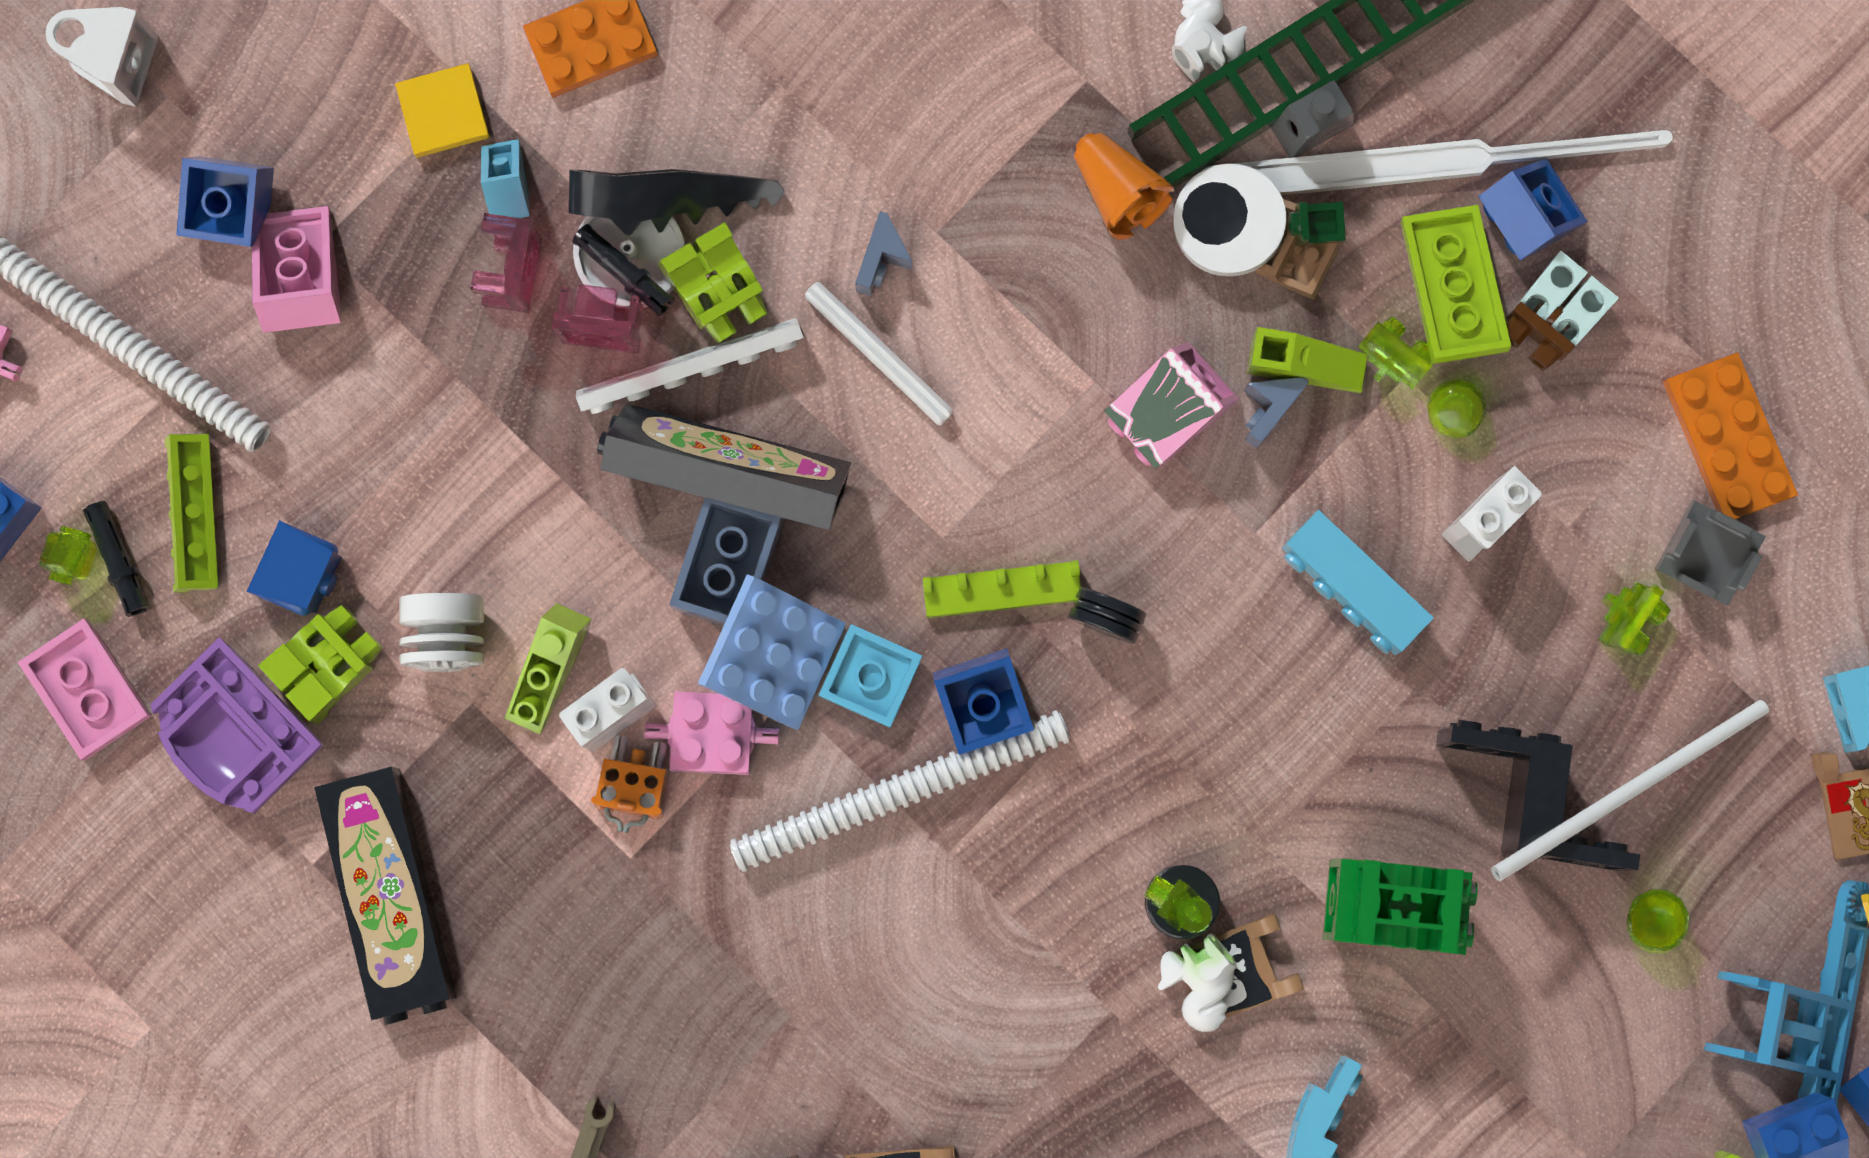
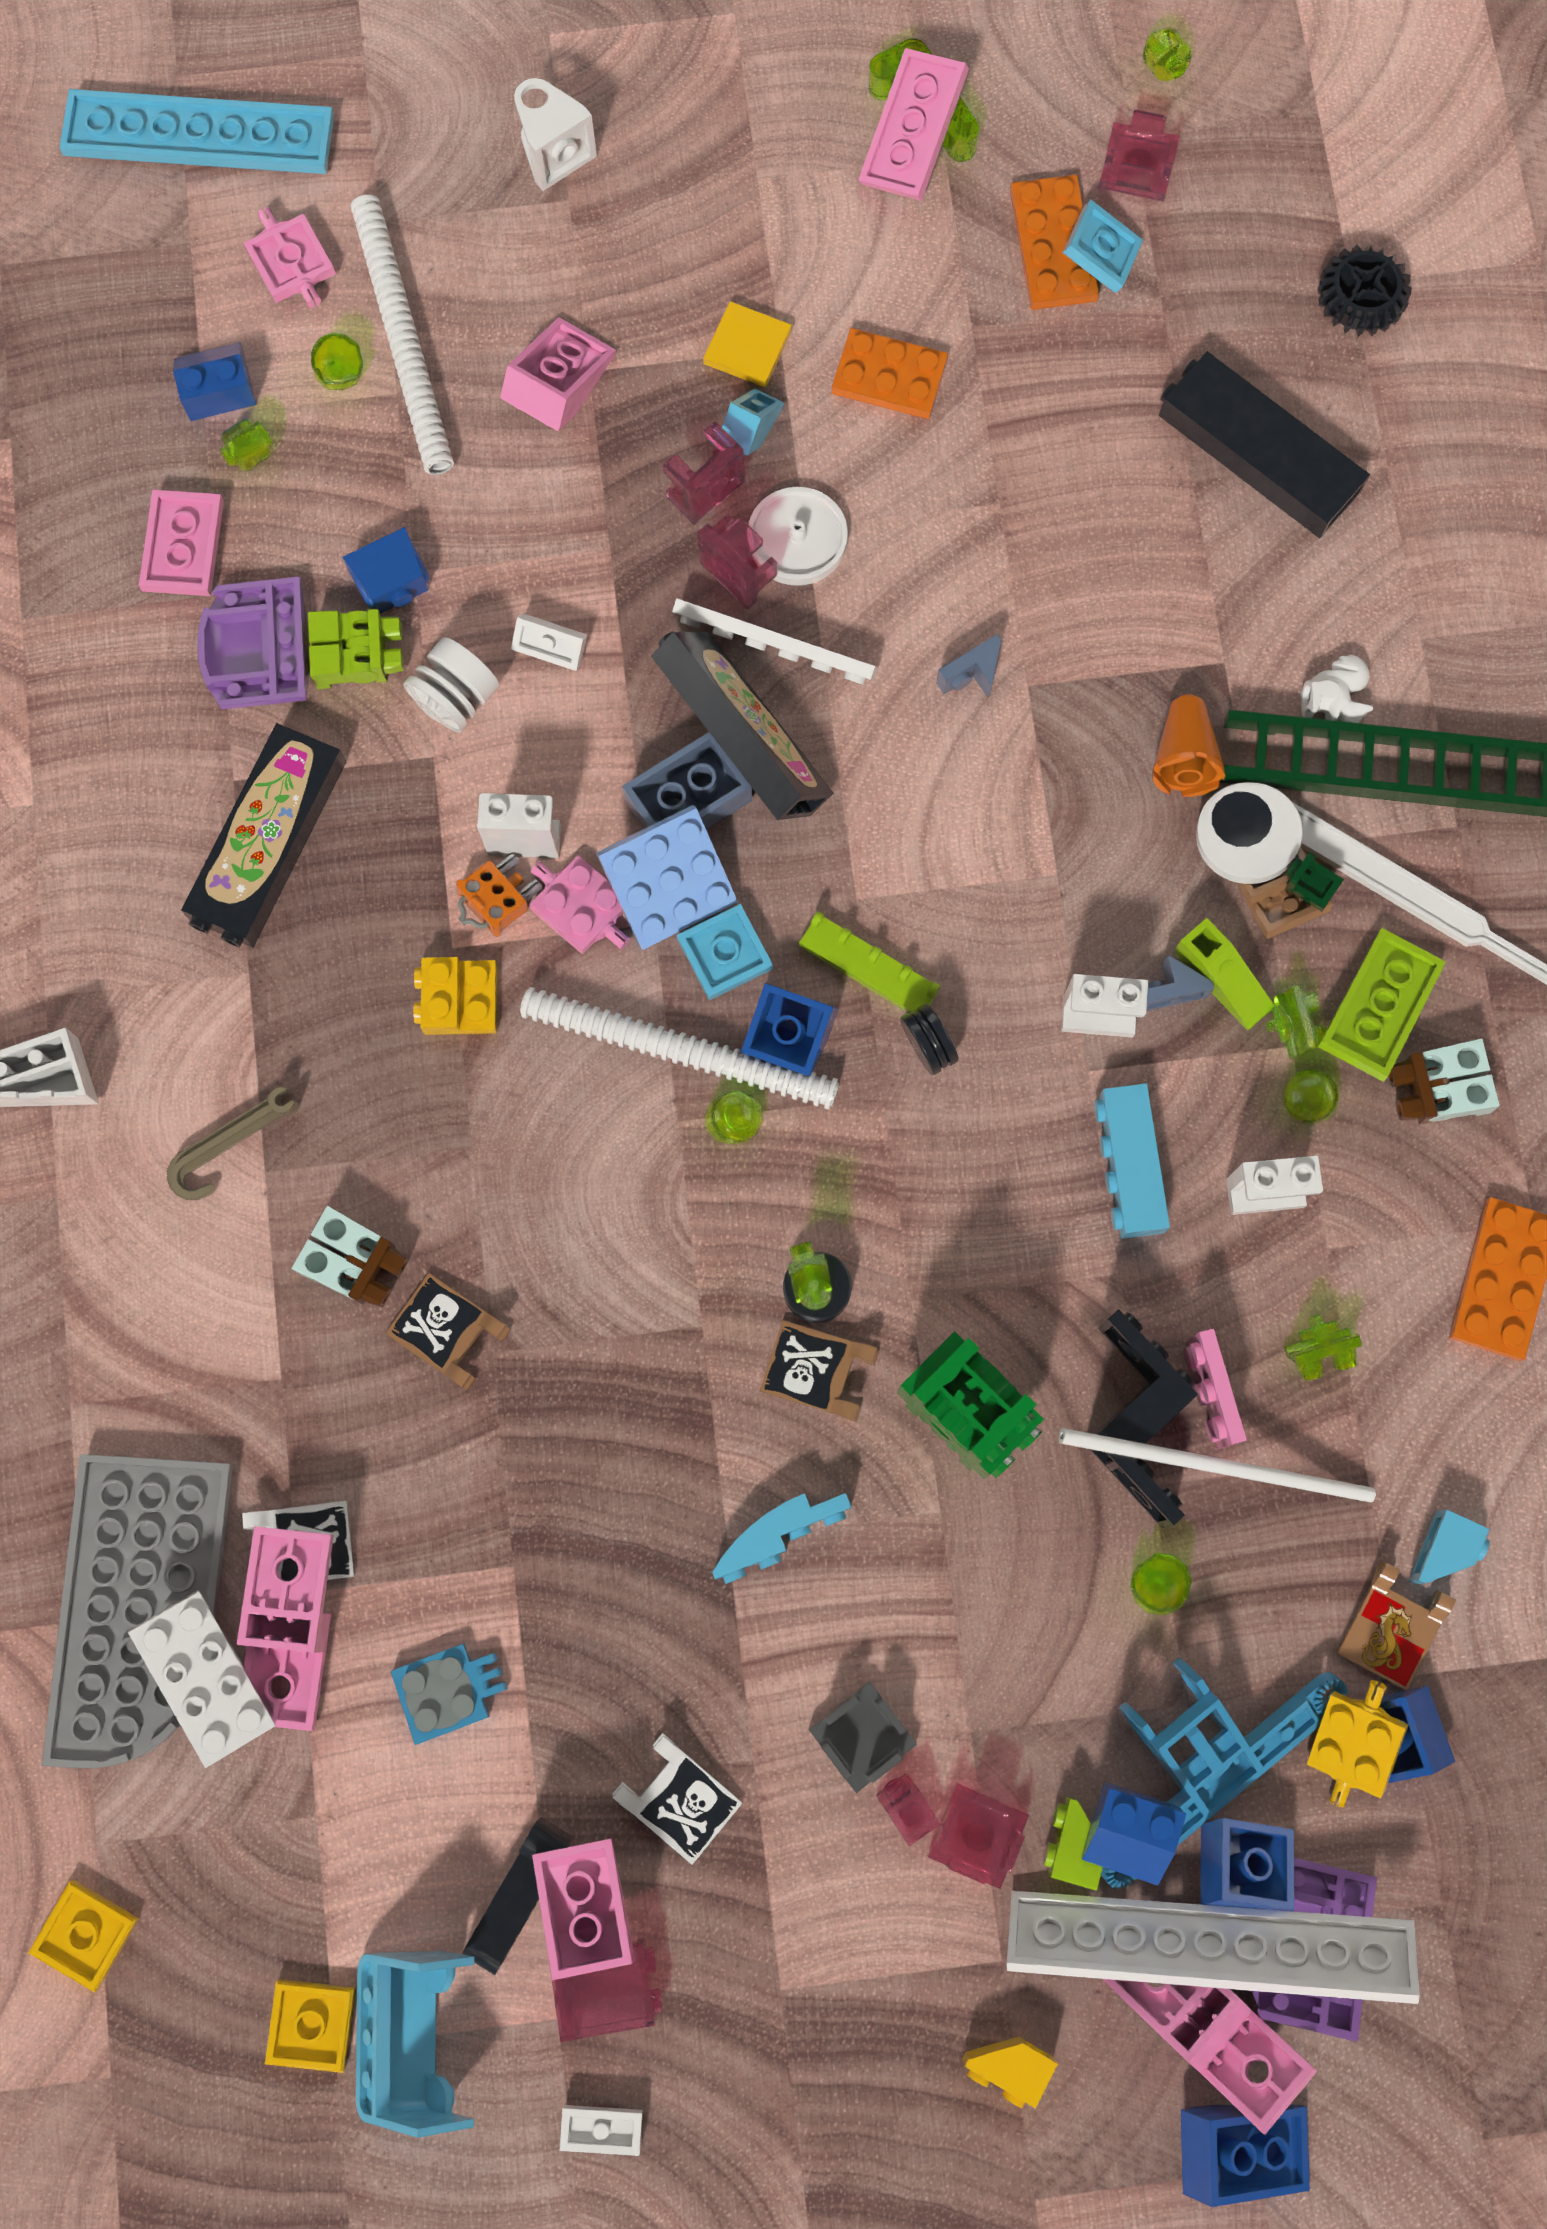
camera: 40 degrees right, 5 degrees down
(87, 414) = (336, 361): none -> clear neon green hair
(119, 566) = (271, 486): black pin -> none
(191, 512) = (351, 481): lime hinge -> none
(223, 200) = (547, 289): blue slope -> none
(491, 521) = (548, 641): none -> white plate
(547, 667) = (506, 767): lime slope -> none
(636, 280) = (783, 547): black pin -> none
(660, 194) = (851, 508): black animal -> none
(671, 898) = (456, 996): none -> yellow plate
(718, 255) = (842, 591): lime hips -> none
(878, 353) = (916, 736): white axle -> none
(993, 812) = (733, 1117): none -> clear neon green hair
(1170, 405) = (1099, 928): slope -> none
(1208, 975) = (791, 1353): white animal -> none
(1231, 471) = (1103, 1005): none -> white panel
(1316, 119) = (1373, 808): dark grey torso -> none
(1532, 208) = (1485, 995): slope -> none
(1576, 725) = (1214, 1389): none -> bright pink plate
(1712, 553) = (1422, 1348): dark grey panel -> none

